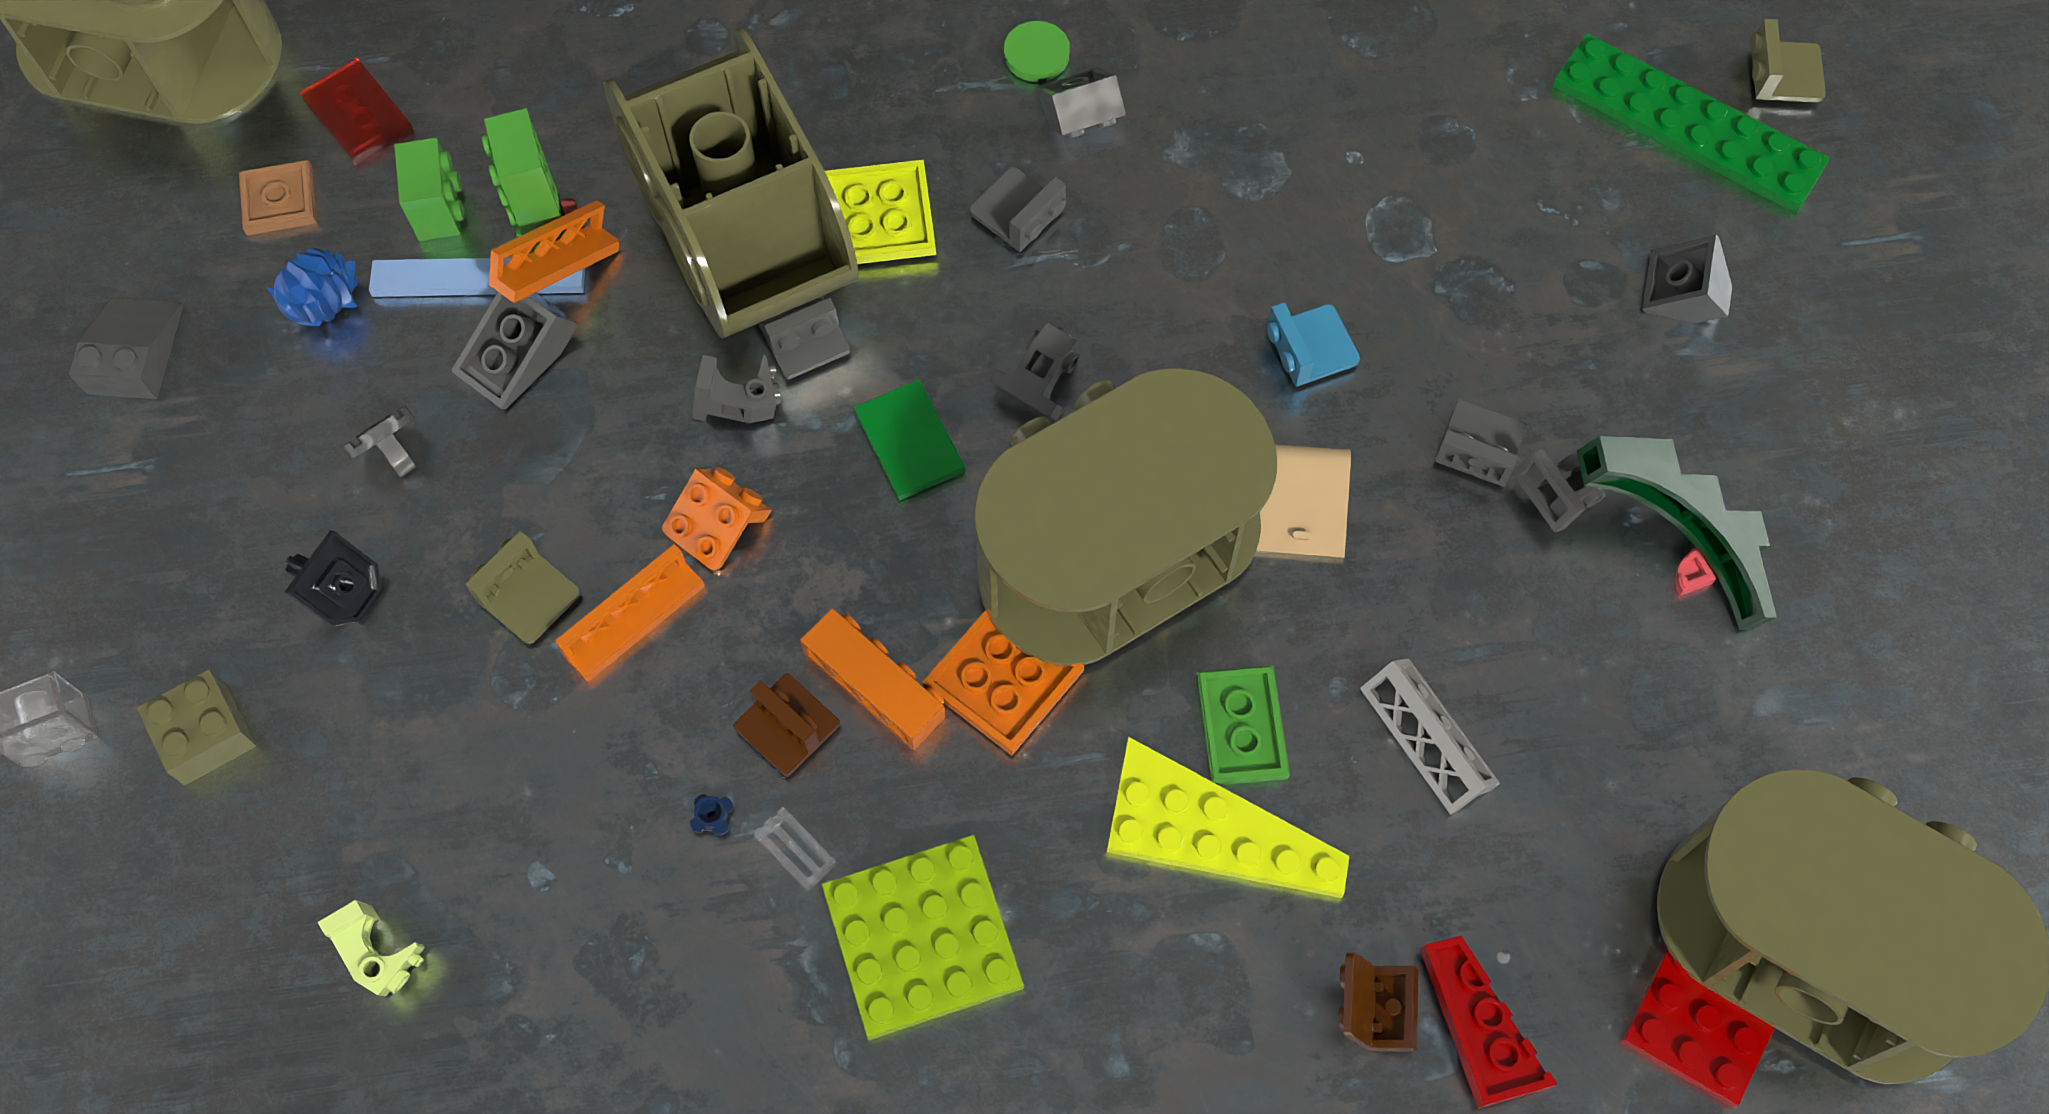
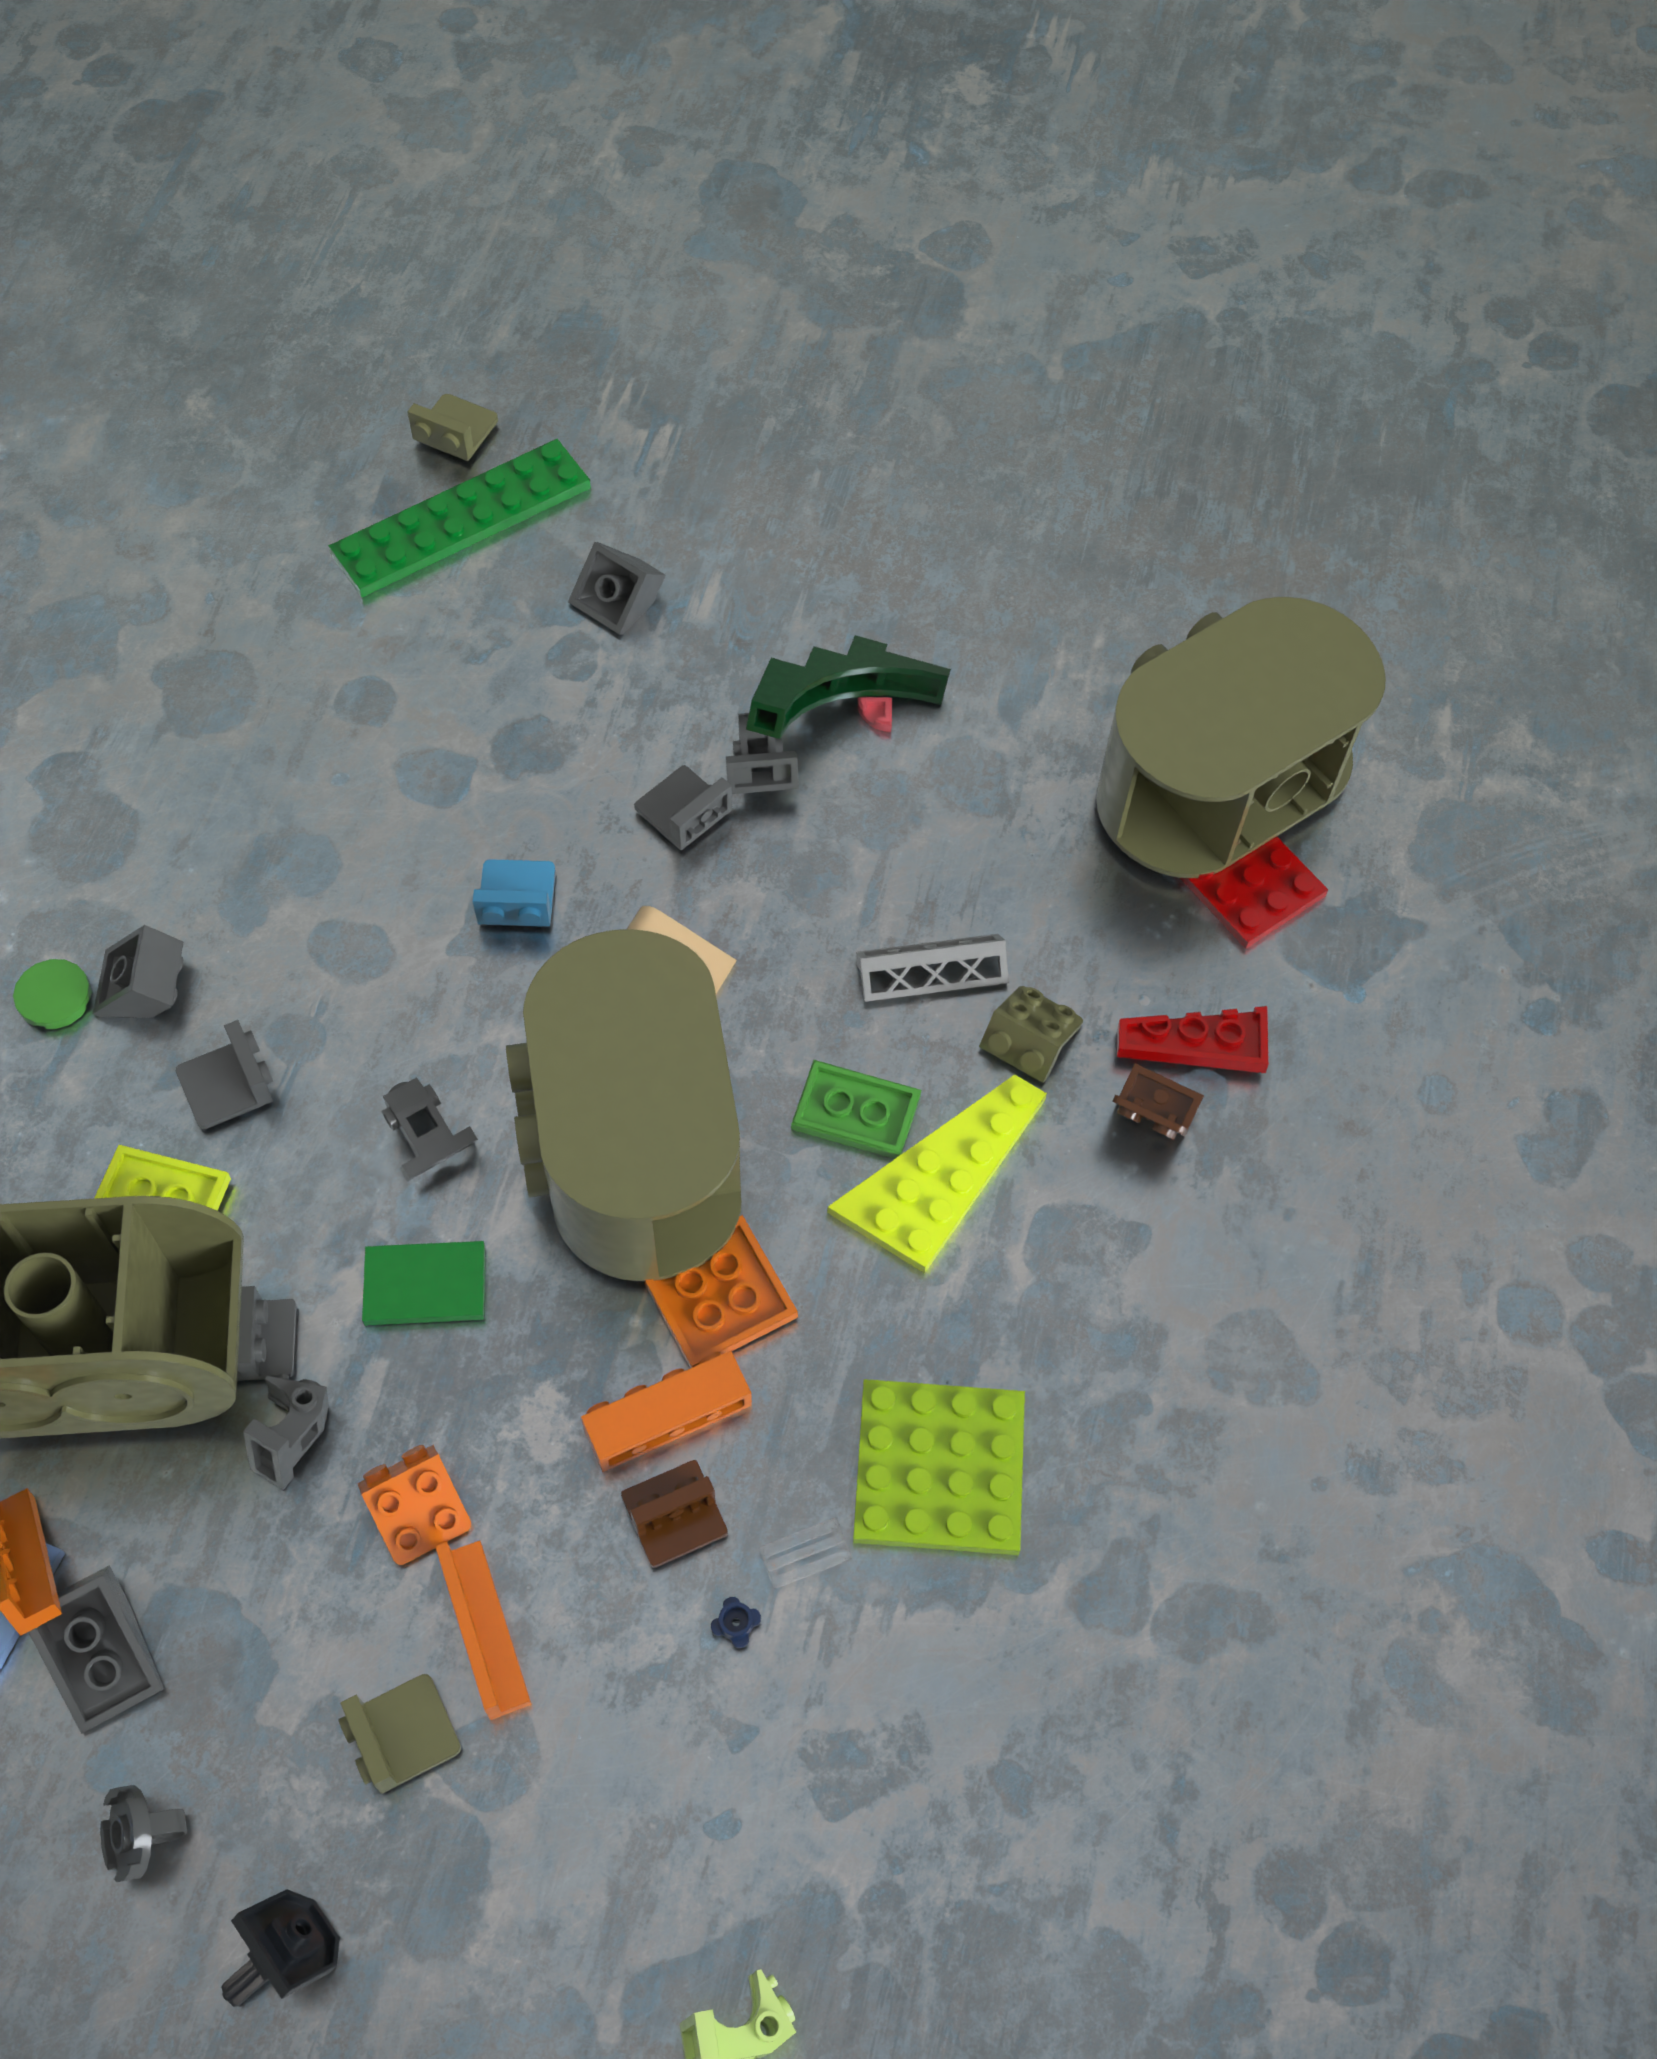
camera: 70 degrees left, 5 degrees down
(1406, 853) = (1030, 1031): none -> olive bracket

